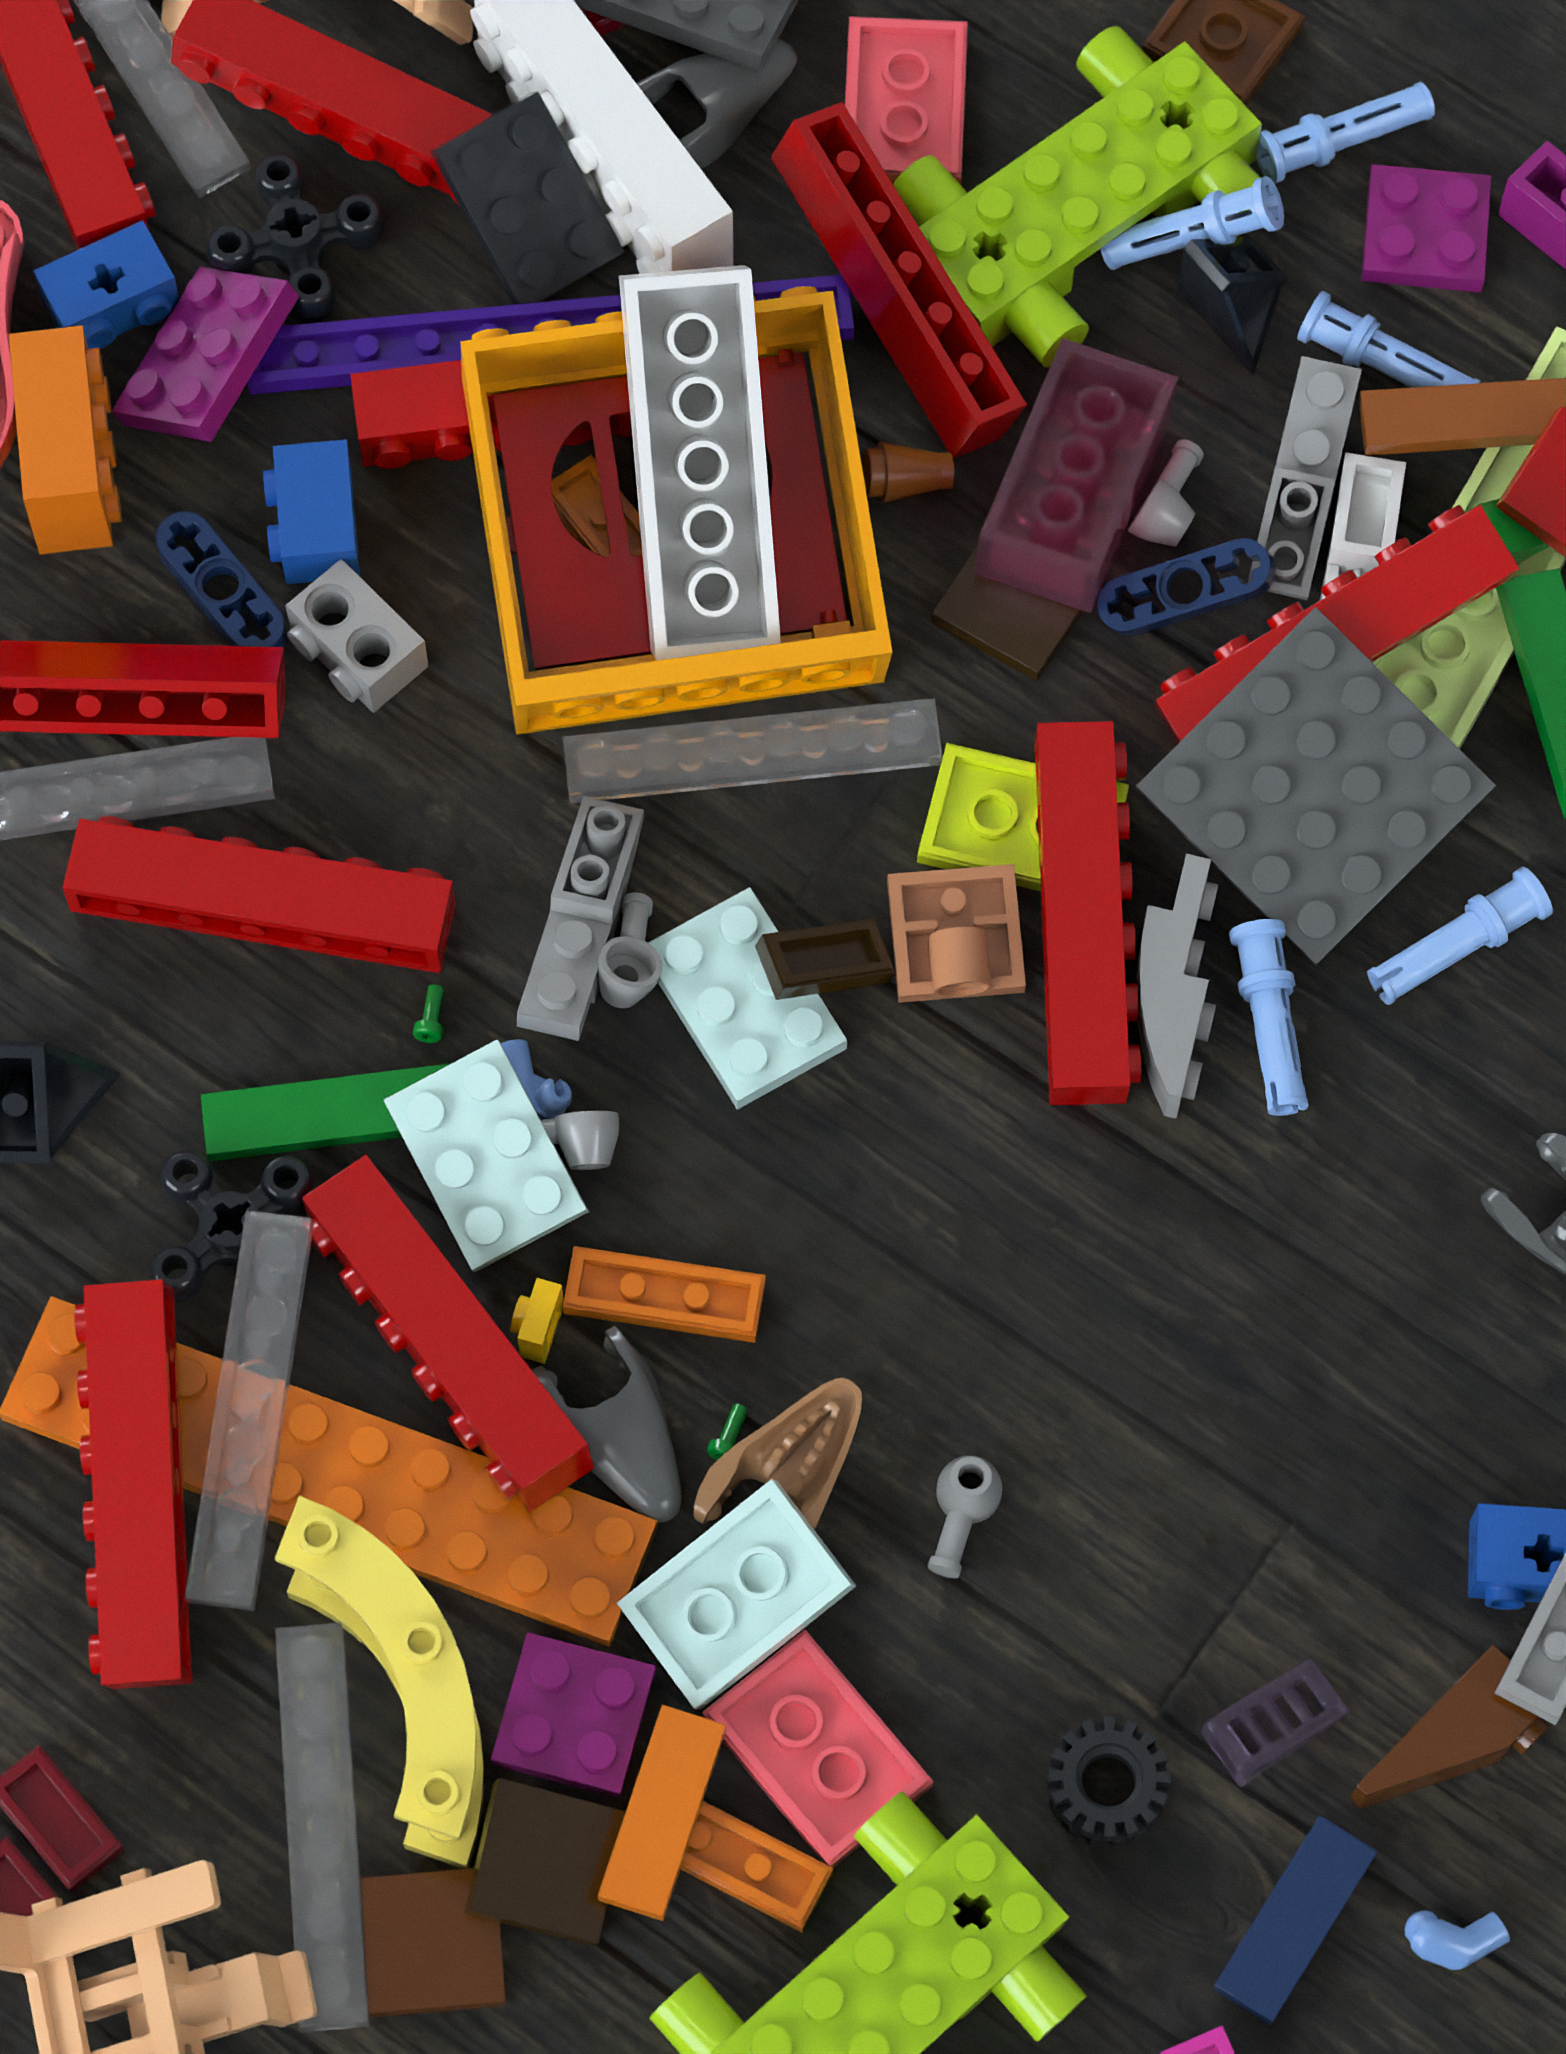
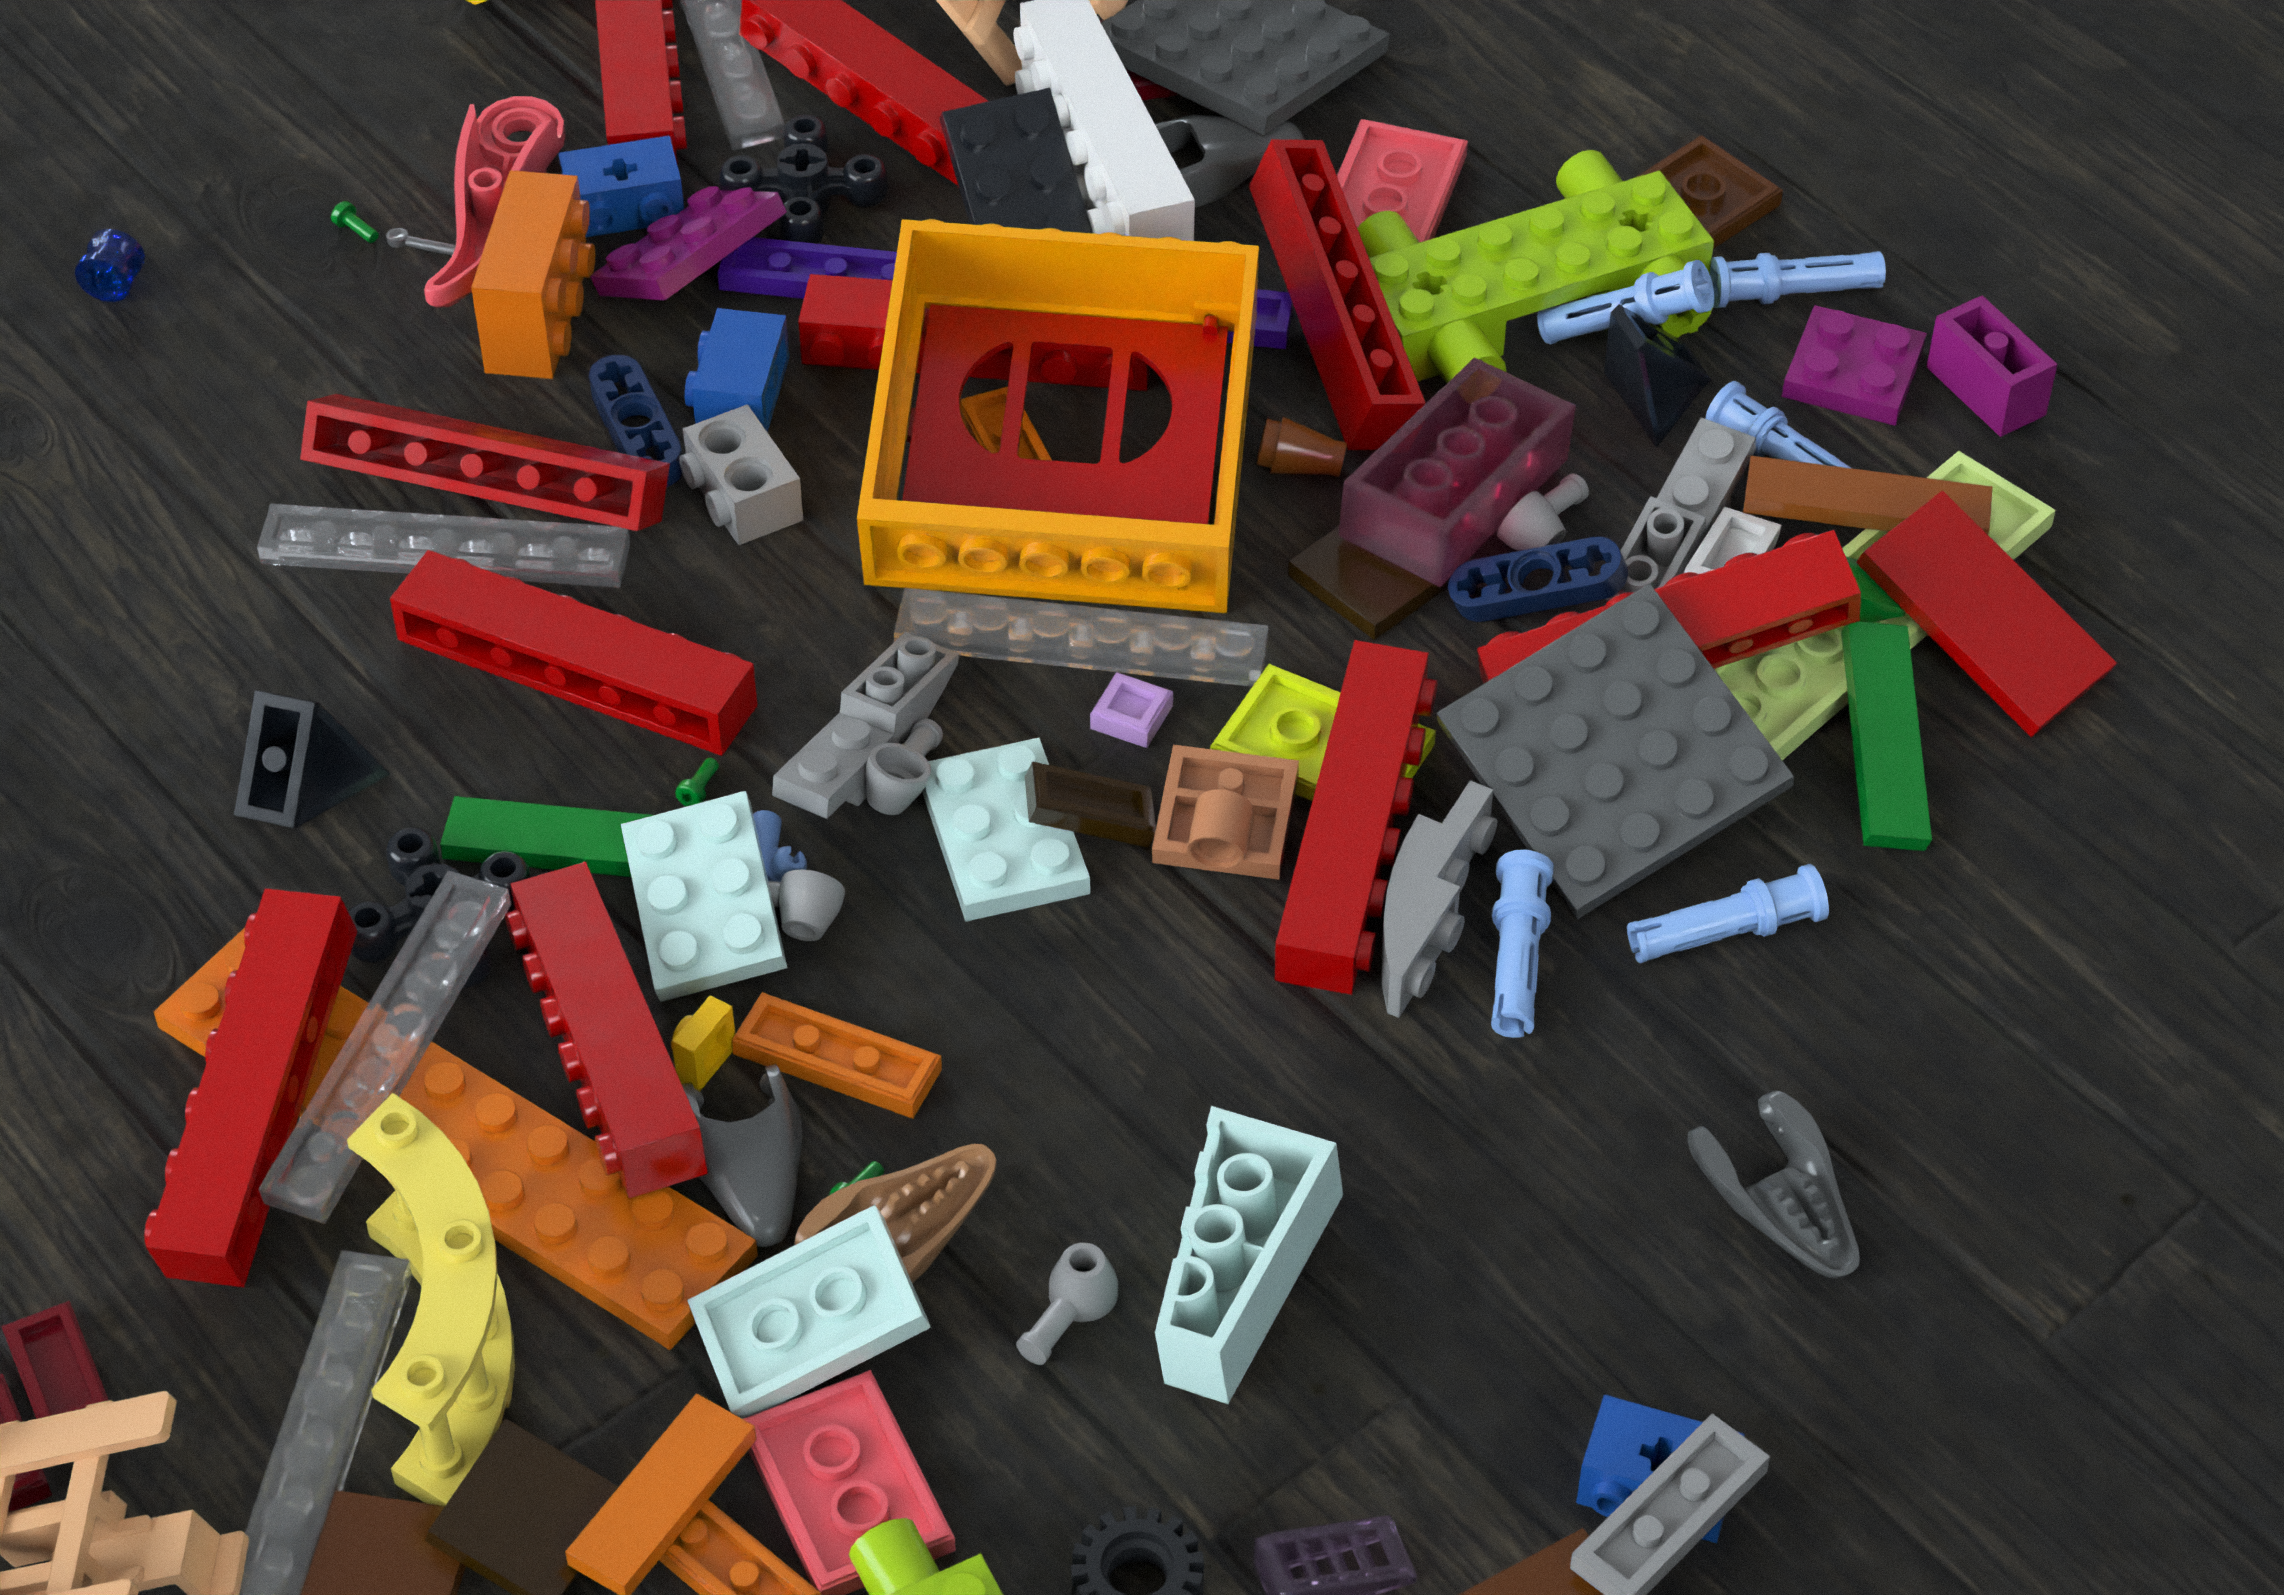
camera: 15 degrees right, 20 degrees down
(573, 1715) = (608, 1395): magenta plate -> none
(700, 460) = (1094, 343): white brick -> none
(826, 826) = (1131, 710): none -> lavender tile
(1111, 1408) = (1242, 1246): none -> light aqua wedge

